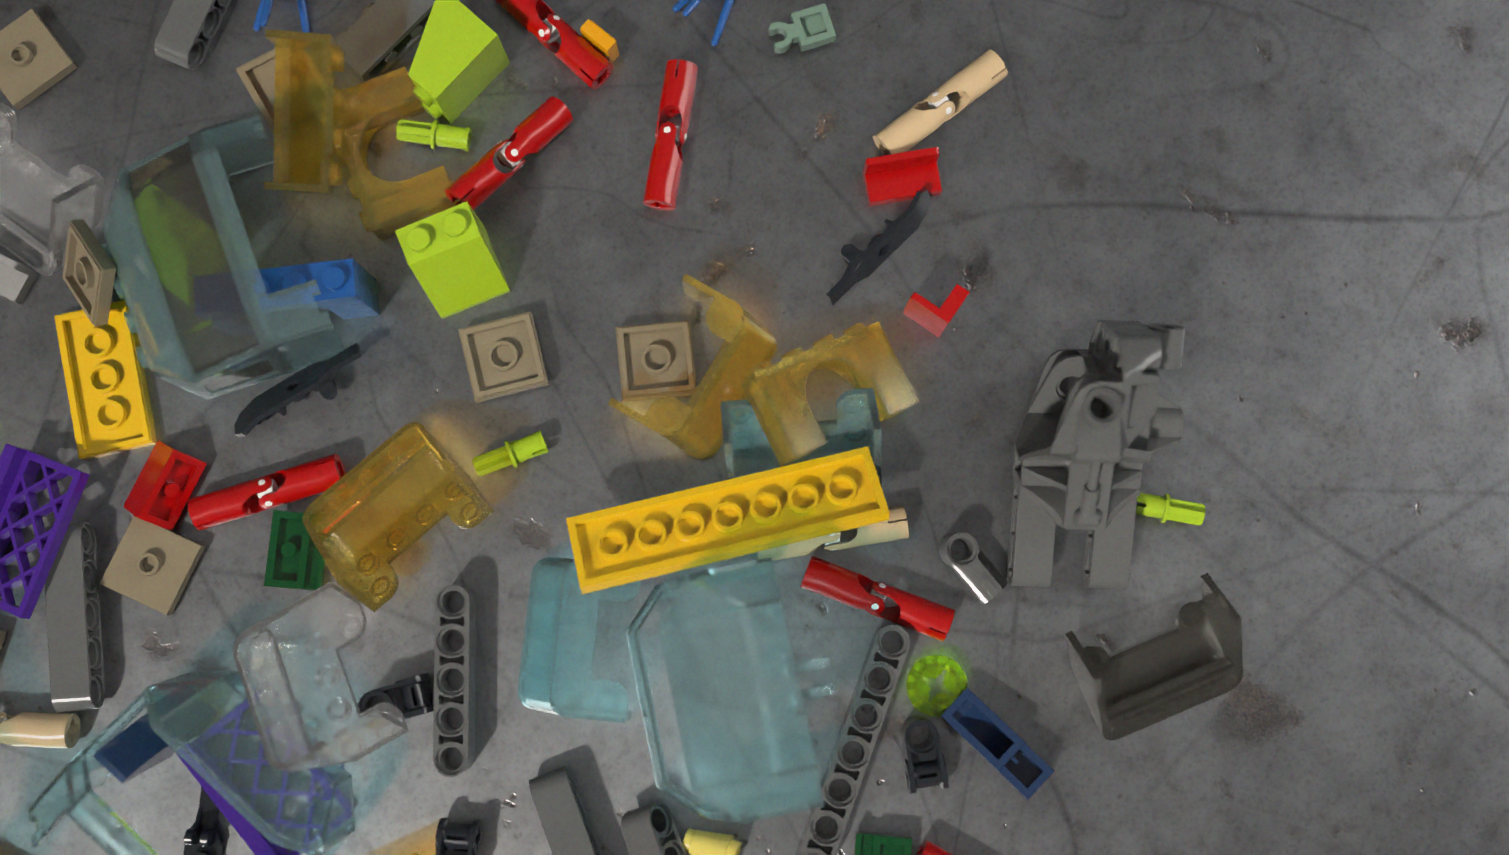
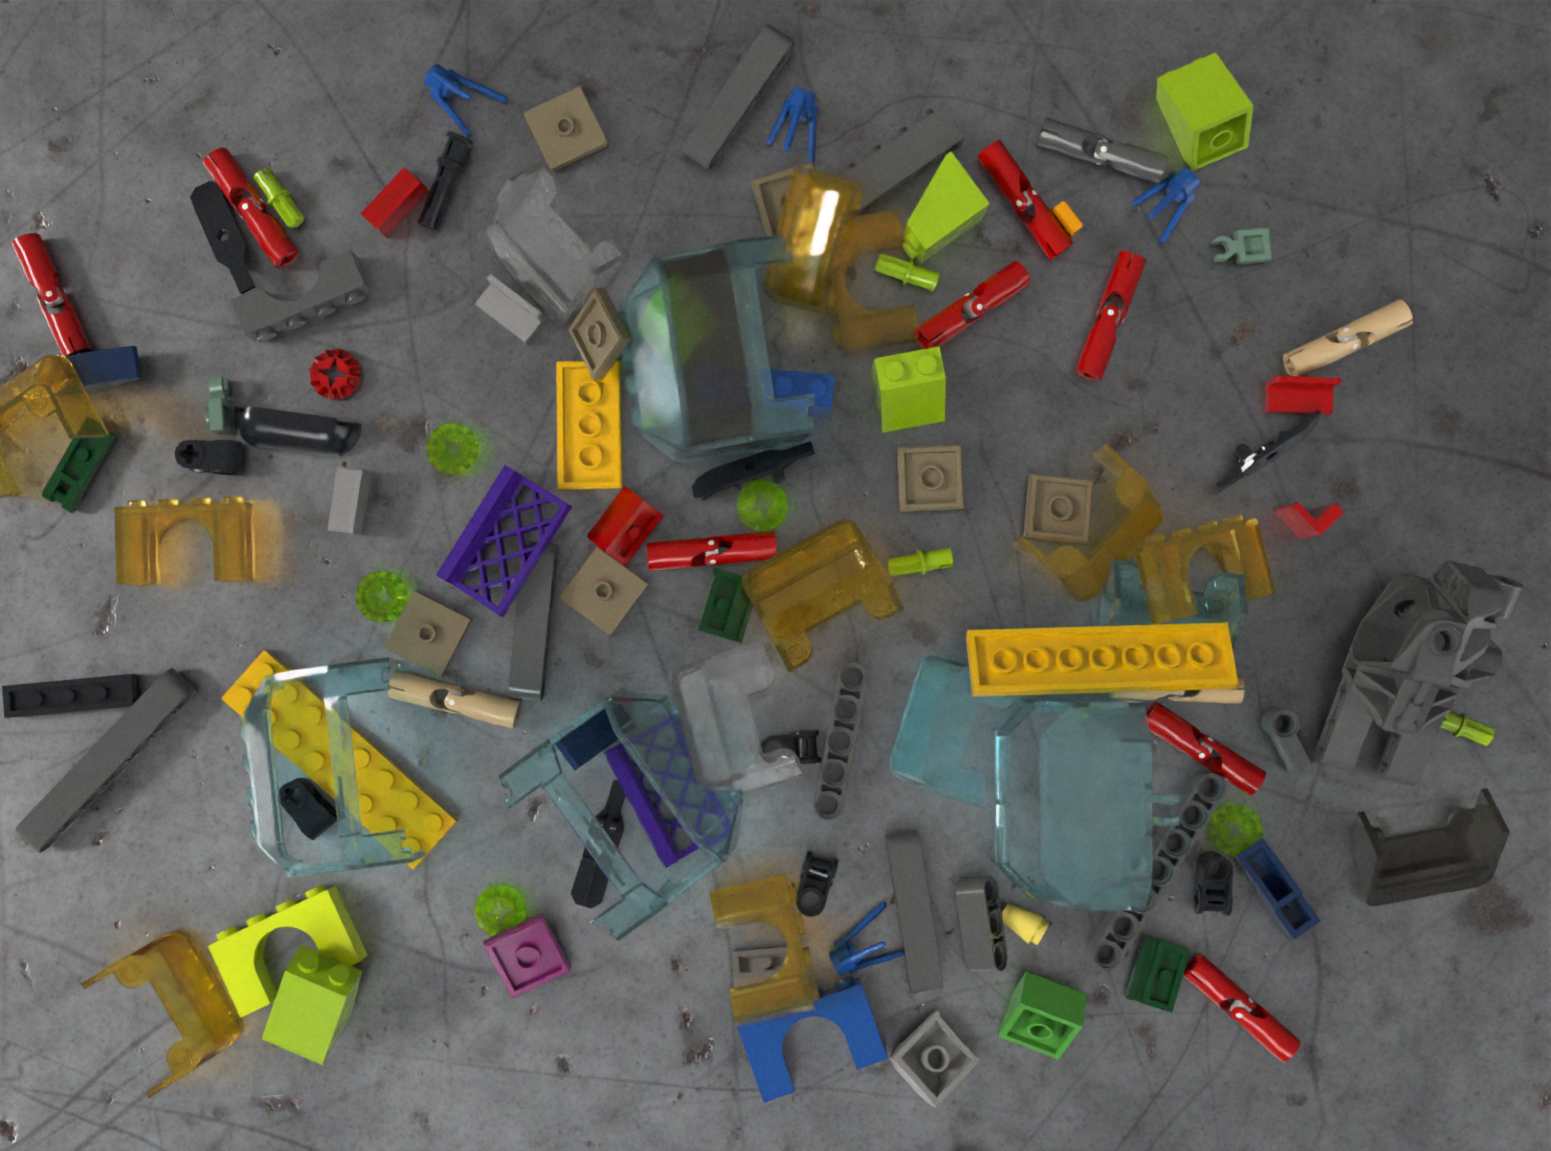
camera: 10 degrees right, 5 degrees up
(335, 431) = (776, 511): none -> clear neon green gear

